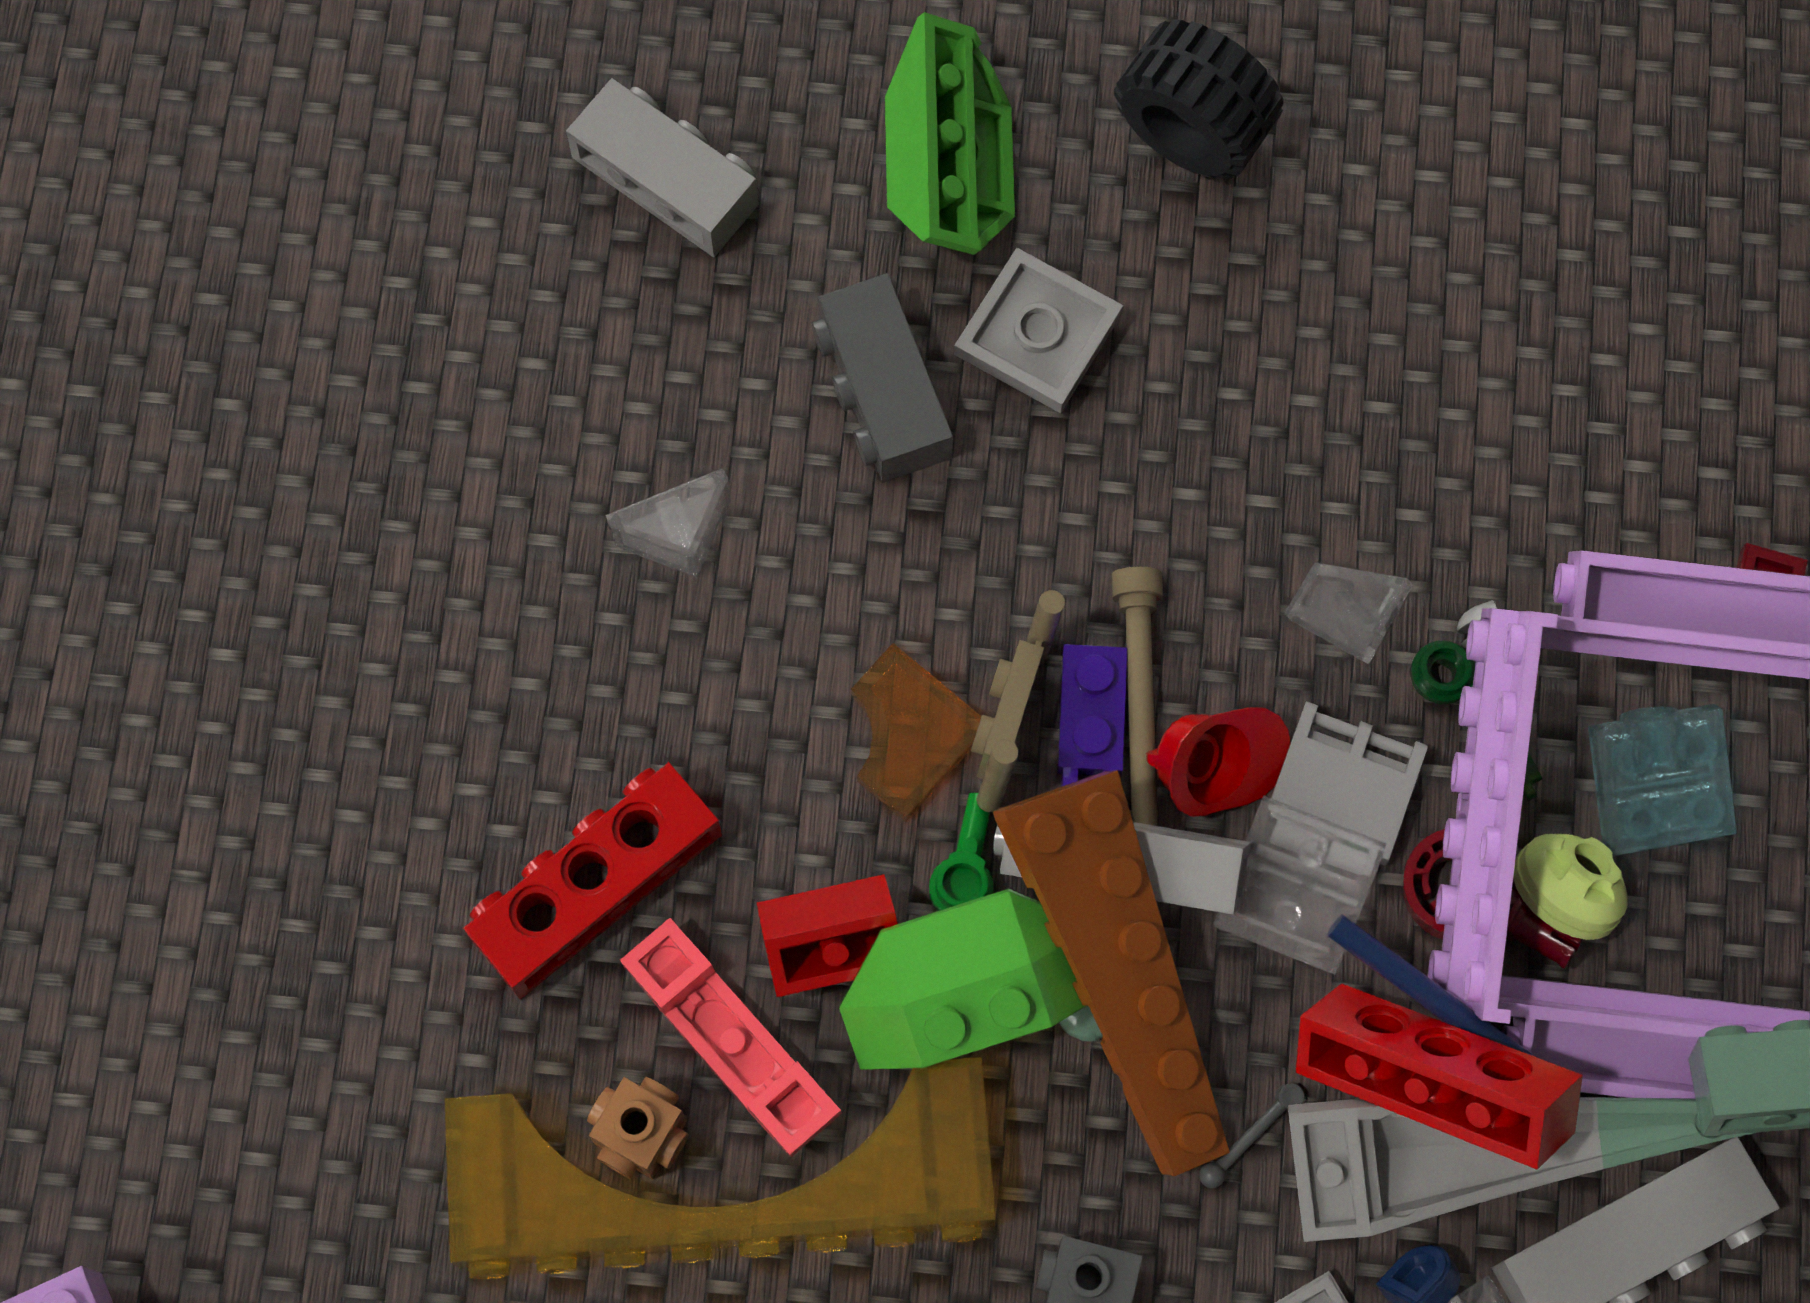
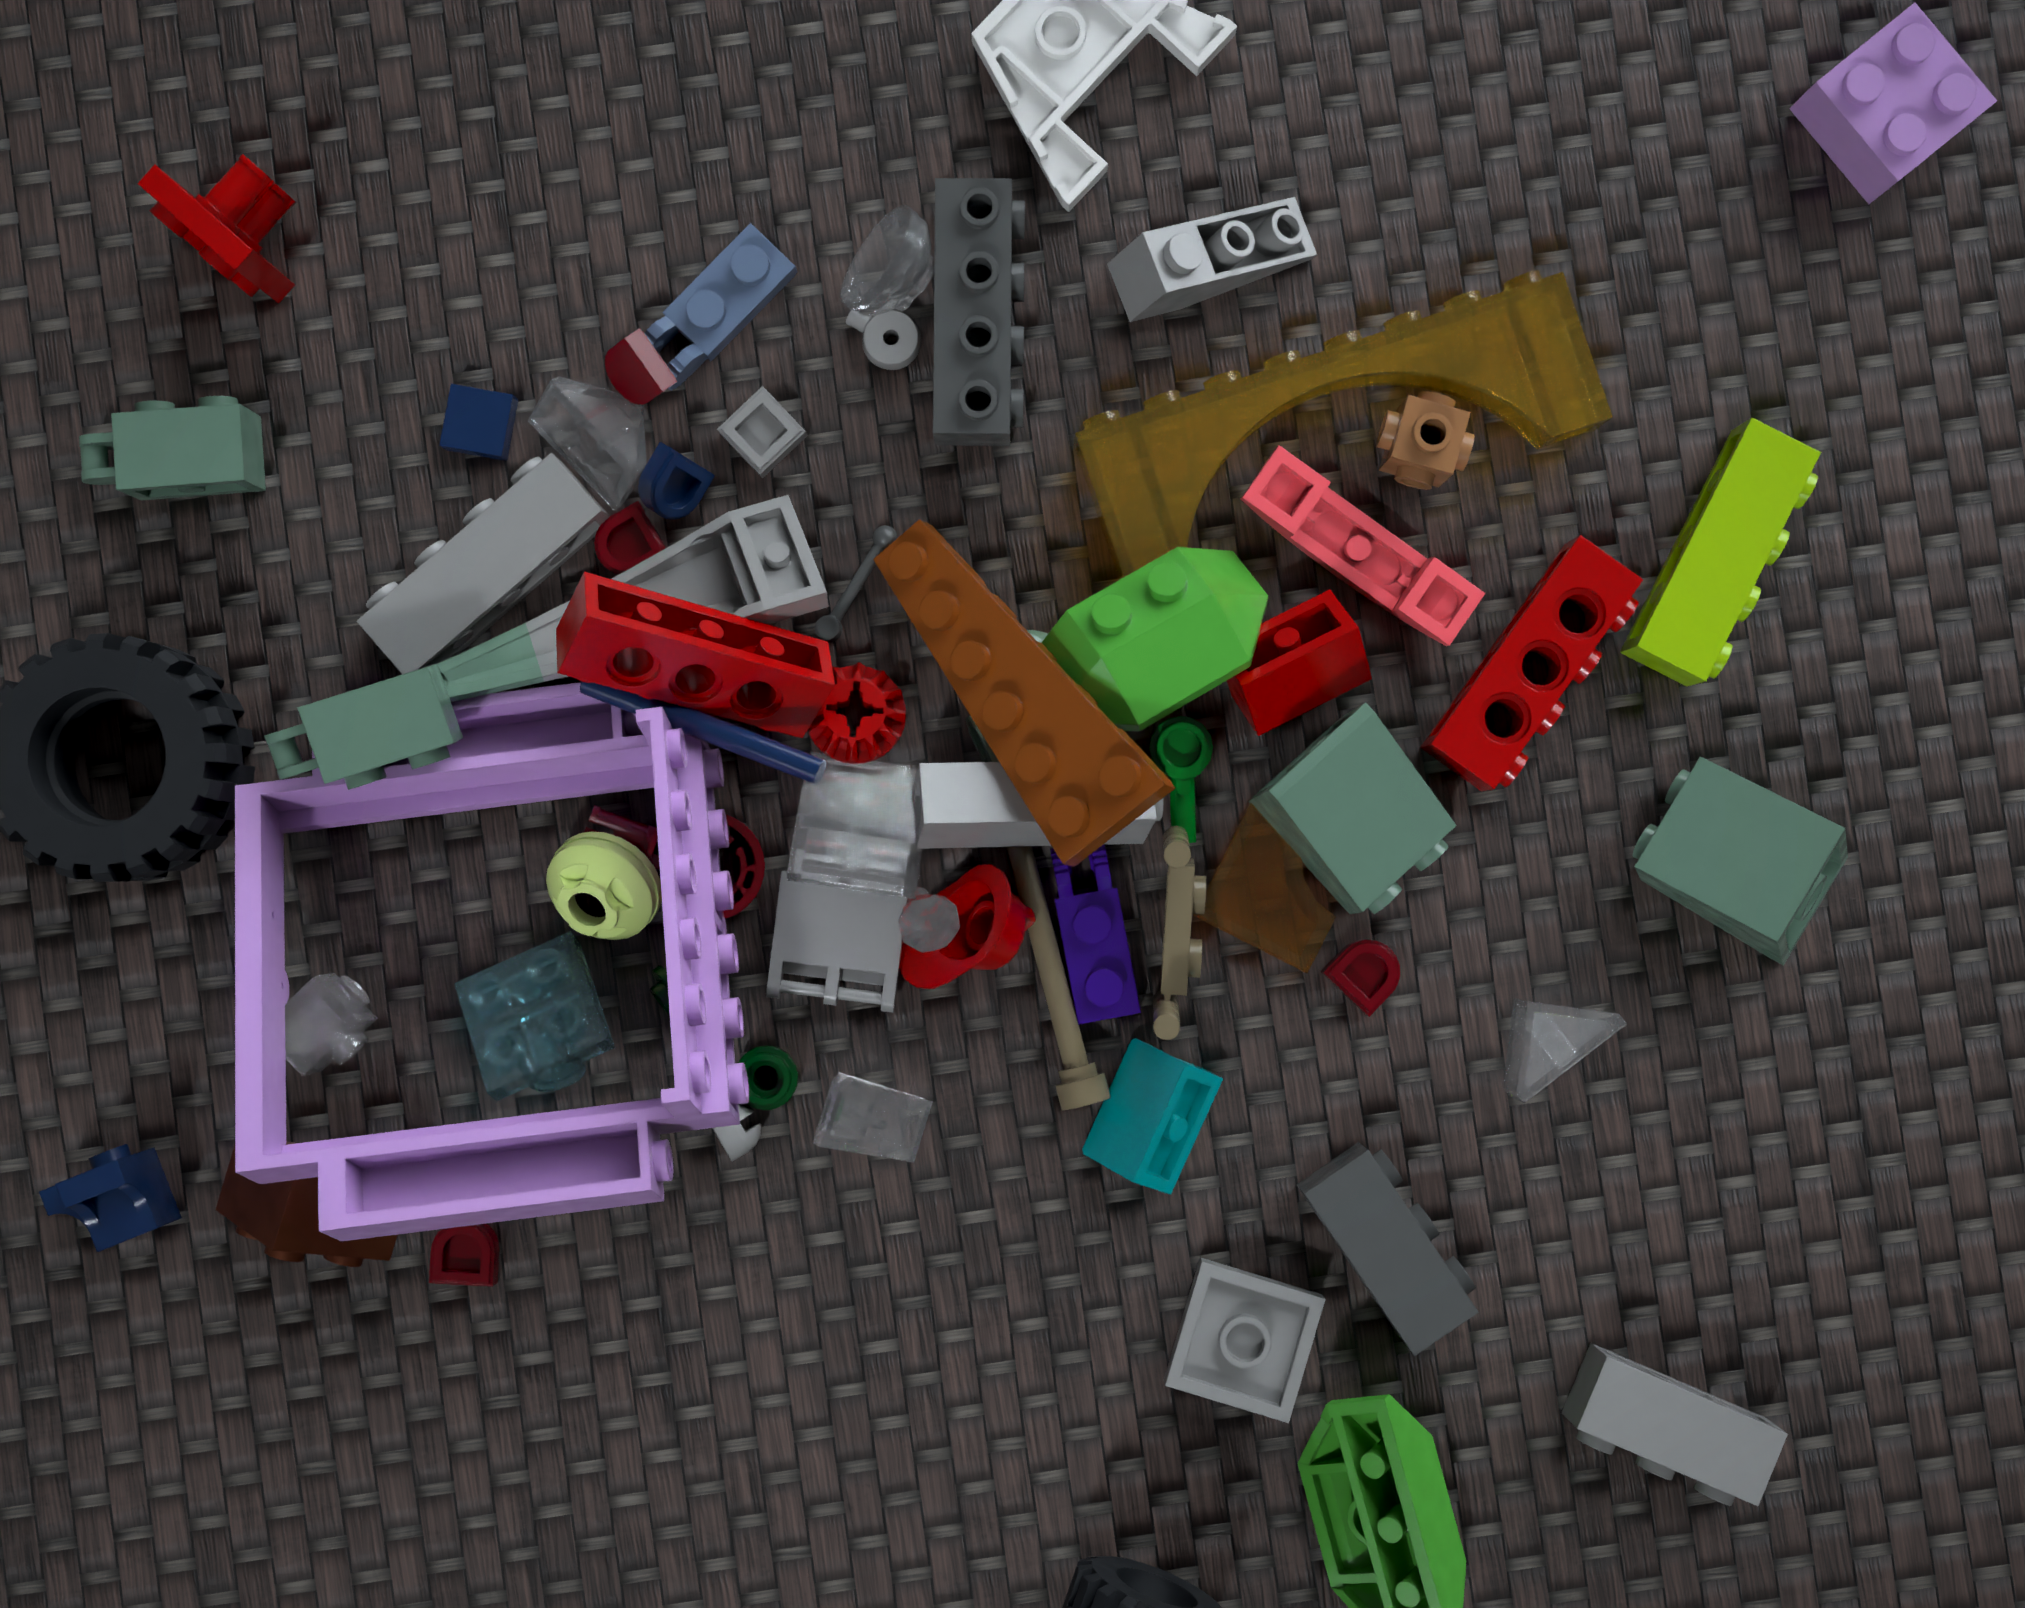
camera: 170 degrees right, 15 degrees up
(372, 942) = (1721, 553): none -> lime brick
(449, 644) = (1741, 857): none -> sand green slope
(811, 776) = (1356, 812): none -> sand green slope
(836, 632) = (1364, 973): none -> dark red tile
(1077, 545) = (1151, 1116): none -> teal panel
(1254, 772) = (928, 921): none -> clear rock
(1264, 973) = (876, 732): none -> red gear
(1479, 1236) = (627, 539): none -> dark red tile

